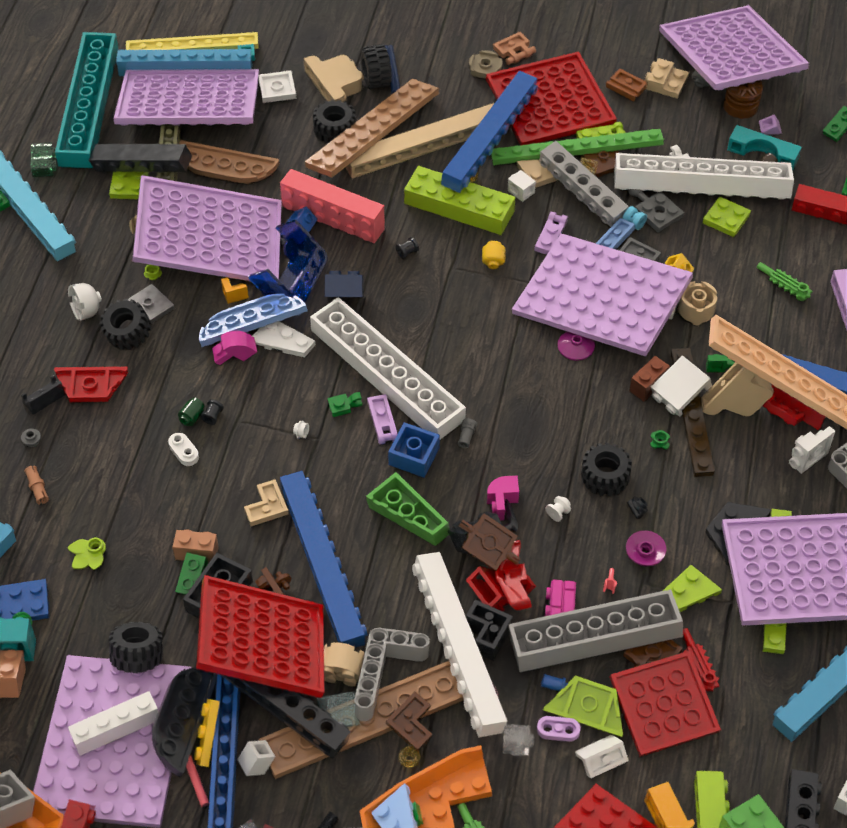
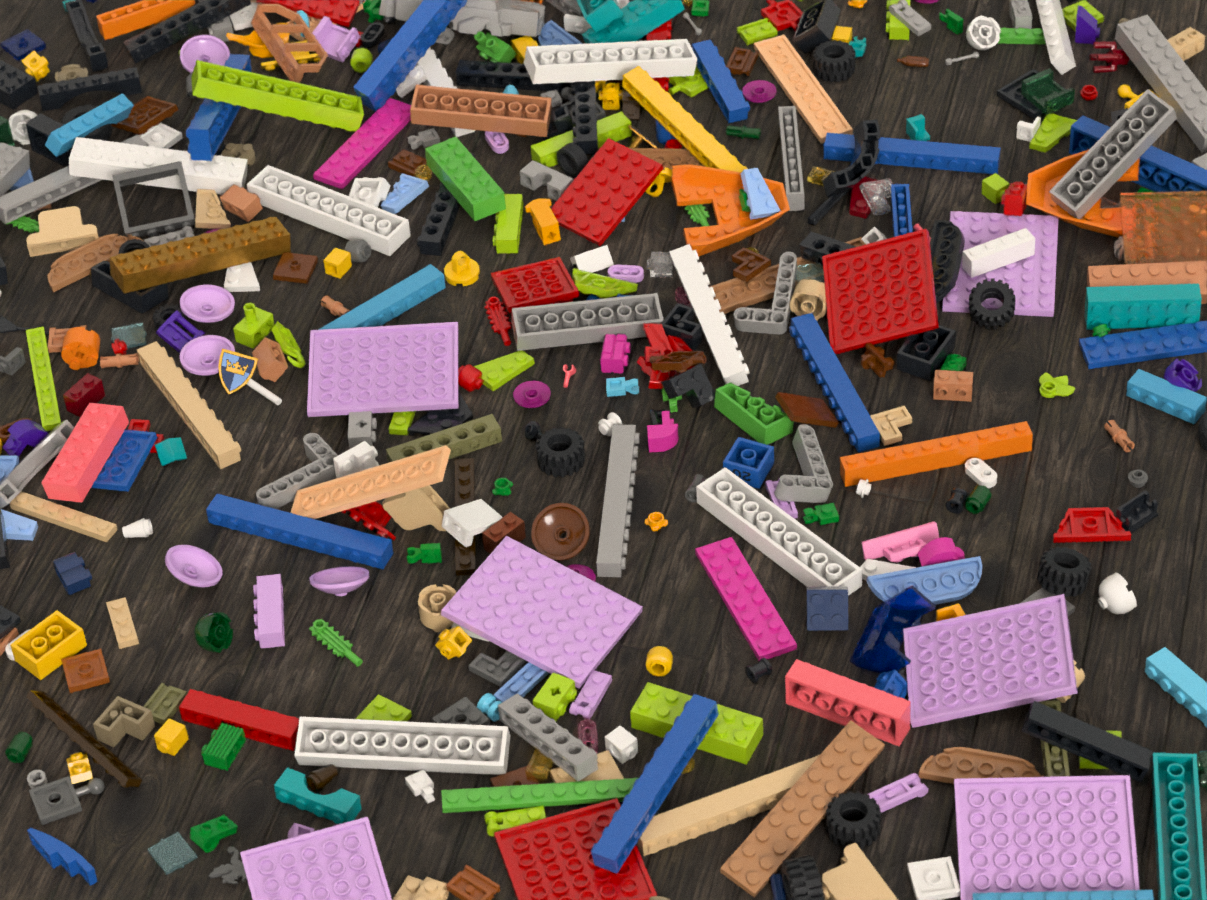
camera: 175 degrees left, 10 degrees down
(224, 461) = (936, 453): none -> orange brick
(267, 361) = (900, 543): none -> bright pink bracket
(298, 148) = (899, 792): none -> lavender plate
(345, 424) = (816, 482): none -> light grey beam
(352, 509) = (806, 409): none -> reddish brown tile
(419, 321) = (745, 599): none -> dark pink plate
(504, 394) = (656, 521): none -> light orange plate
(543, 421) = (617, 501): none -> light grey brick
(550, 197) = (589, 737): none -> clear pink beam
(553, 559) = (619, 386): none -> medium azure plate
(582, 223) = (555, 696): none -> lime brick
(594, 374) = (553, 522): none -> reddish brown dish
(717, 572) = (470, 378): none -> red head
(756, 743) = (461, 270): none -> yellow tile
(771, 472) = (459, 439): none -> olive brick
(808, 327) = (339, 580): none -> lavender dish
(811, 103) = (230, 872): none -> dark grey piece
(818, 499) = (361, 428): none -> light grey brick

